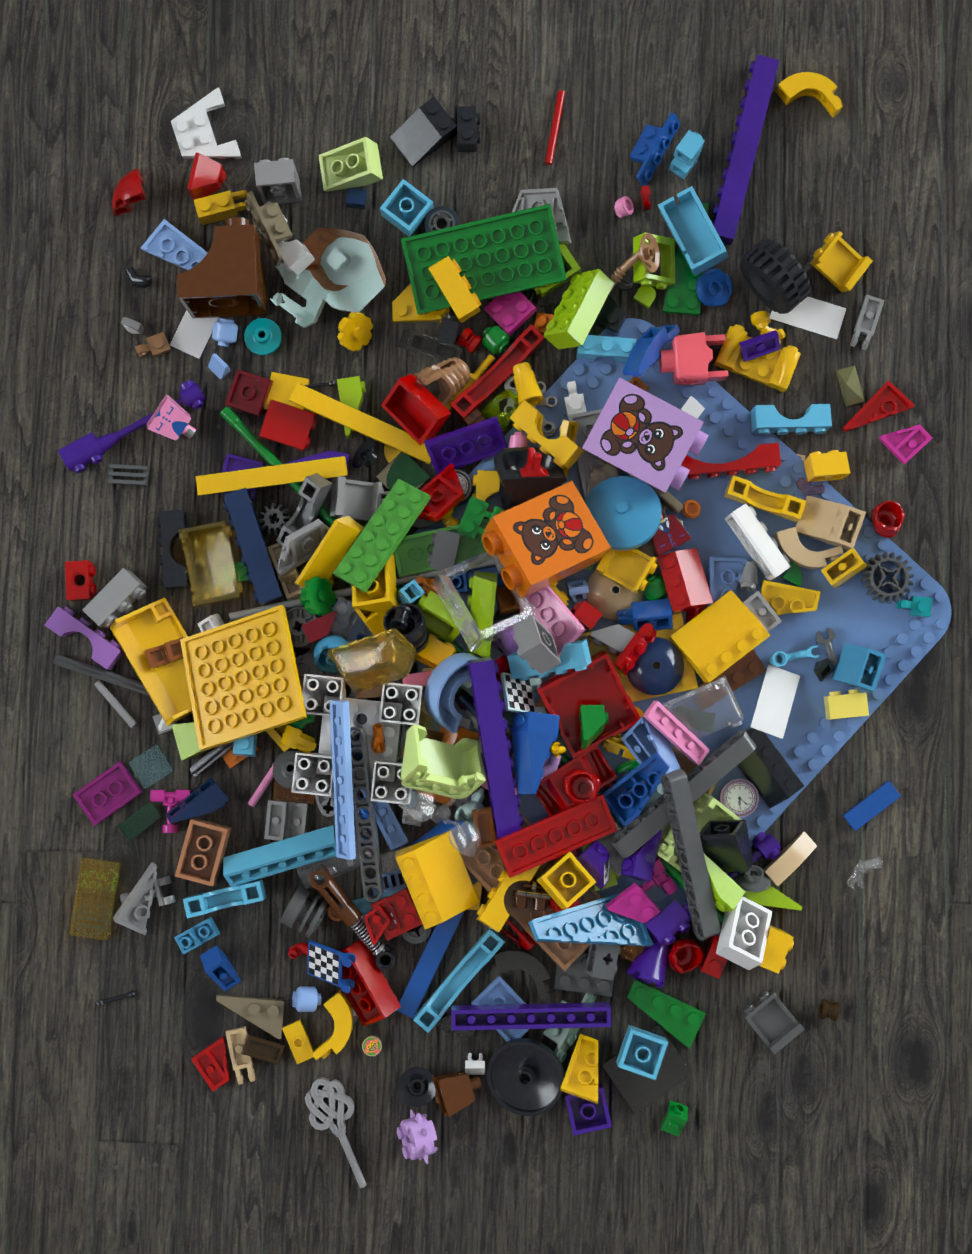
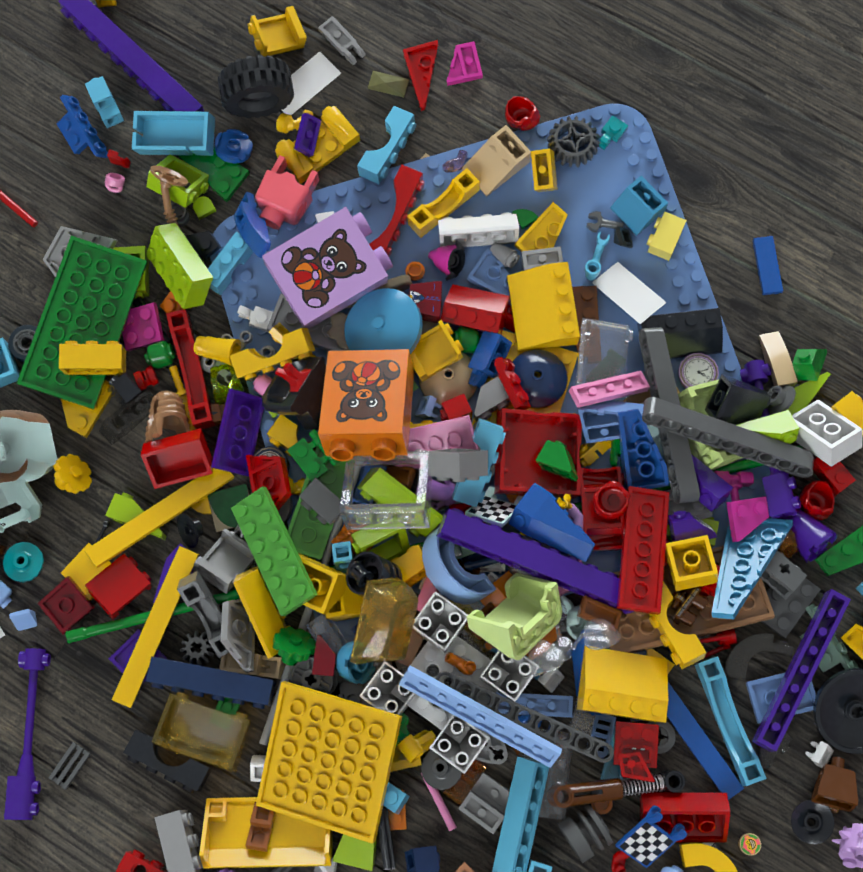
camera: 55 degrees left, 10 degrees down
(171, 420) = (45, 692): bright pink torso -> none
(716, 532) = (449, 259): none -> hat
(797, 553) = (508, 202): tan arch -> none
(801, 887) = (809, 363): none -> green slope
(826, 466) = (446, 138): yellow brick -> none
(862, 868) = (819, 304): clear piece -> none

